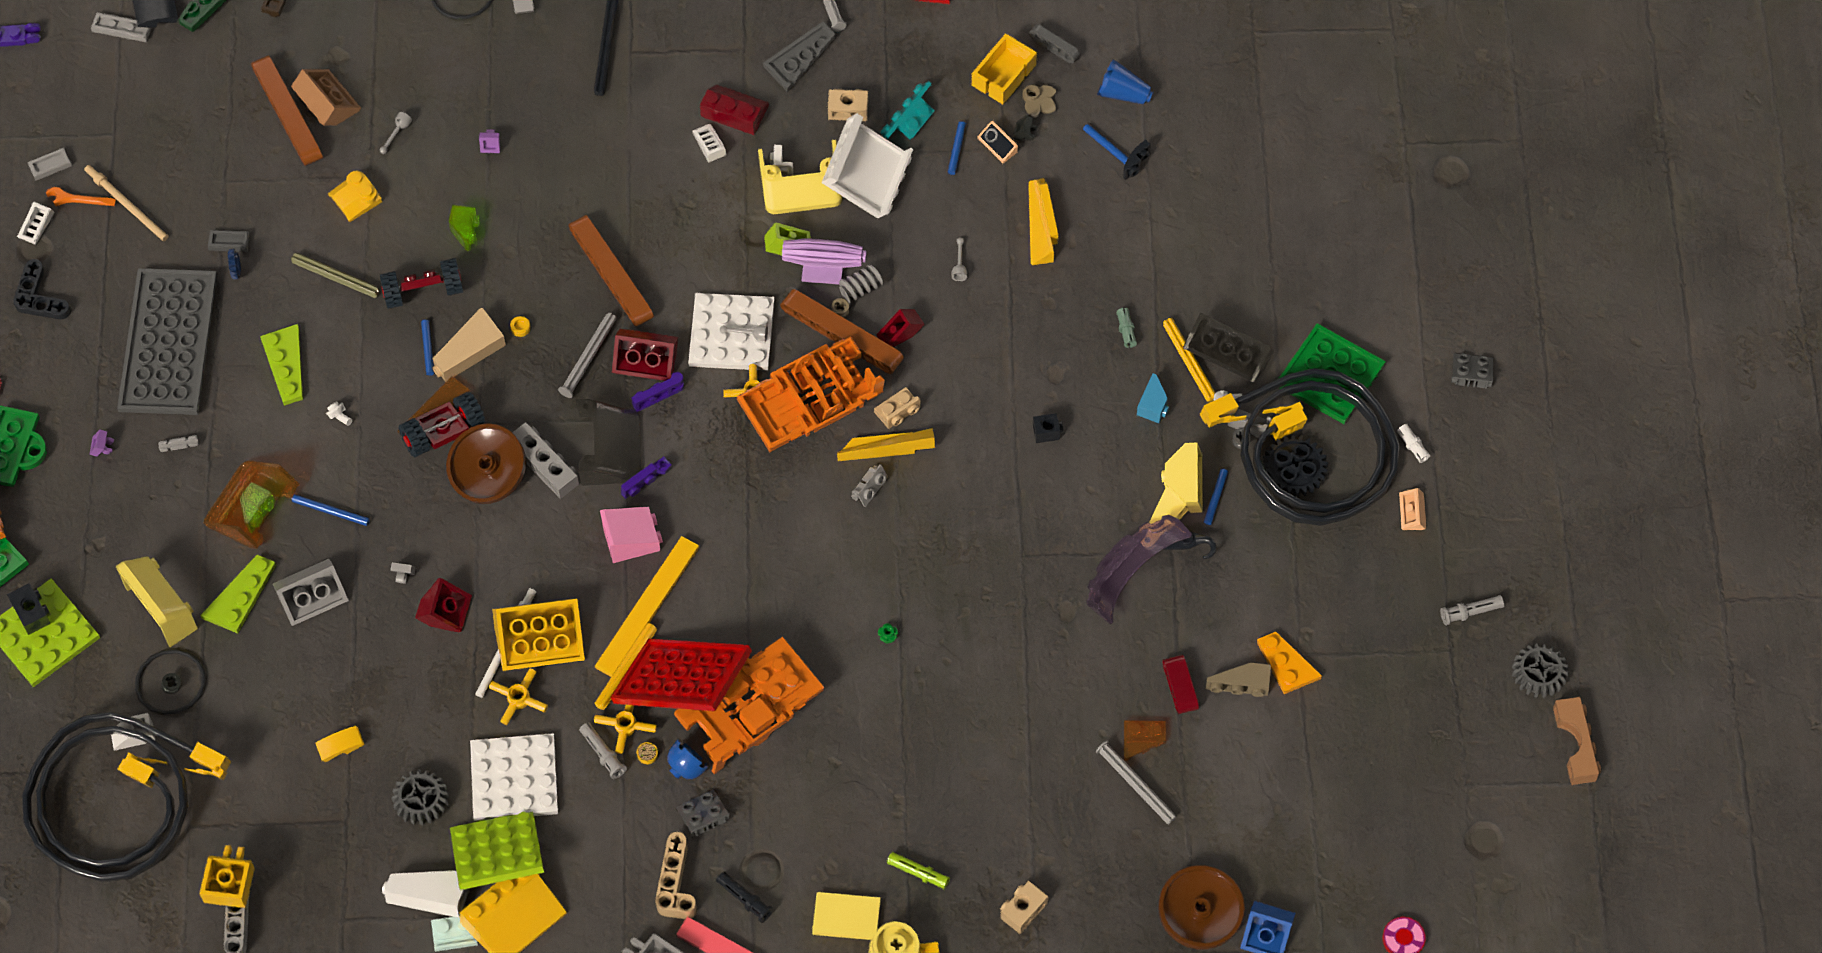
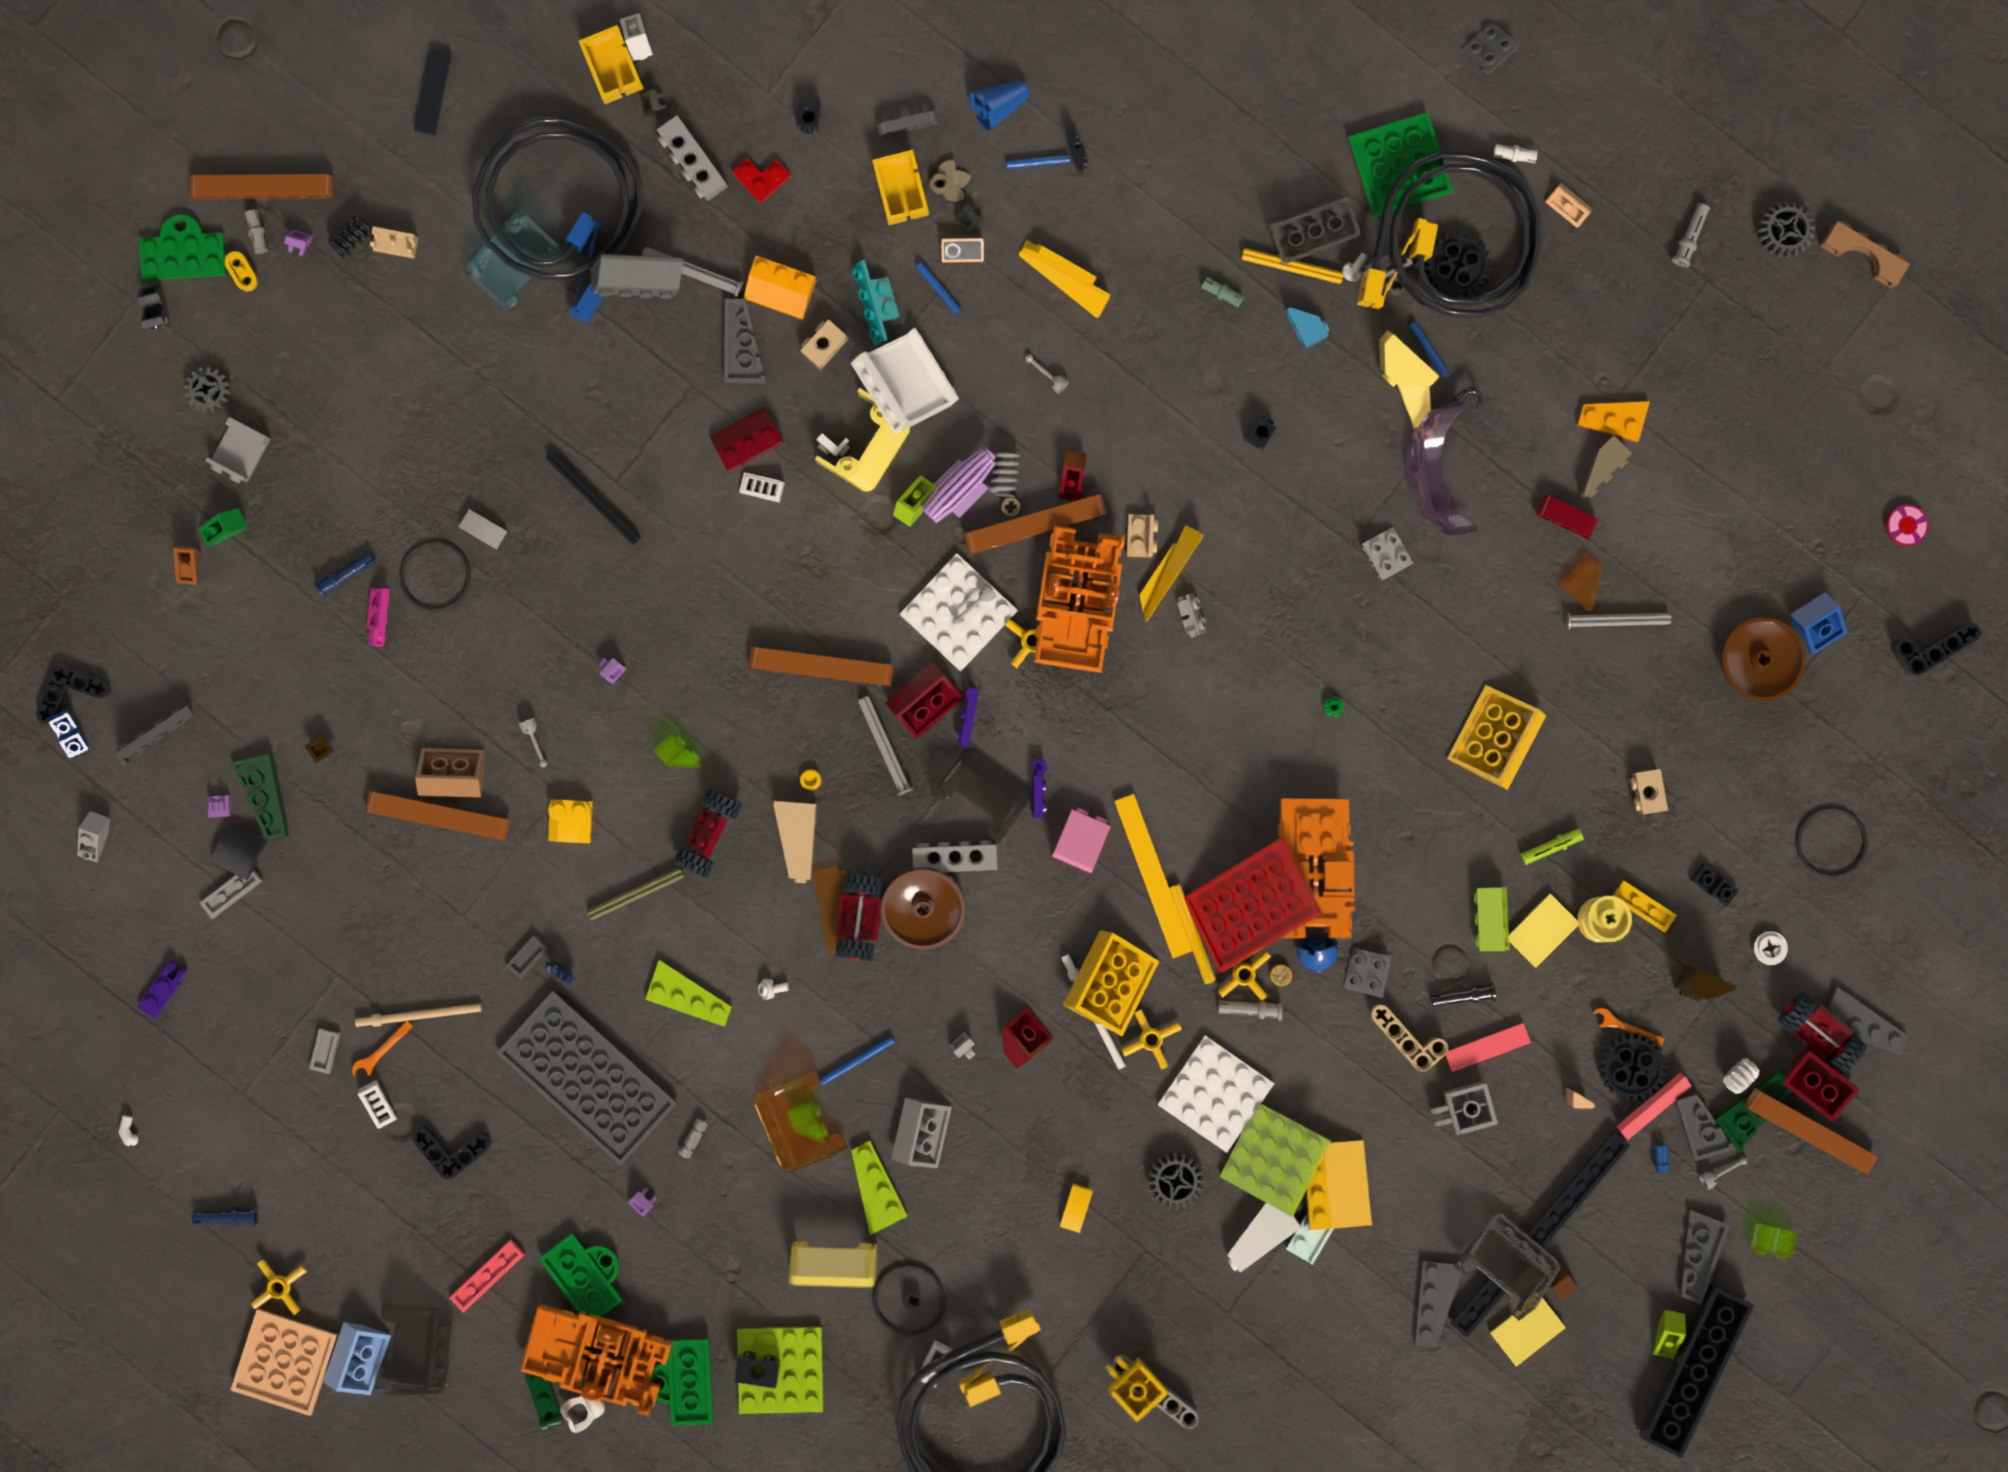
camera: 50 degrees left, 25 degrees up
(427, 347) = (767, 870): blue bar -> none
(822, 867) = (1492, 919): none -> lime brick
(863, 49) = (779, 287): none -> light orange slope
(967, 765) = (1496, 737): none -> yellow slope
(1036, 581) = (1387, 553): none -> light grey hinge

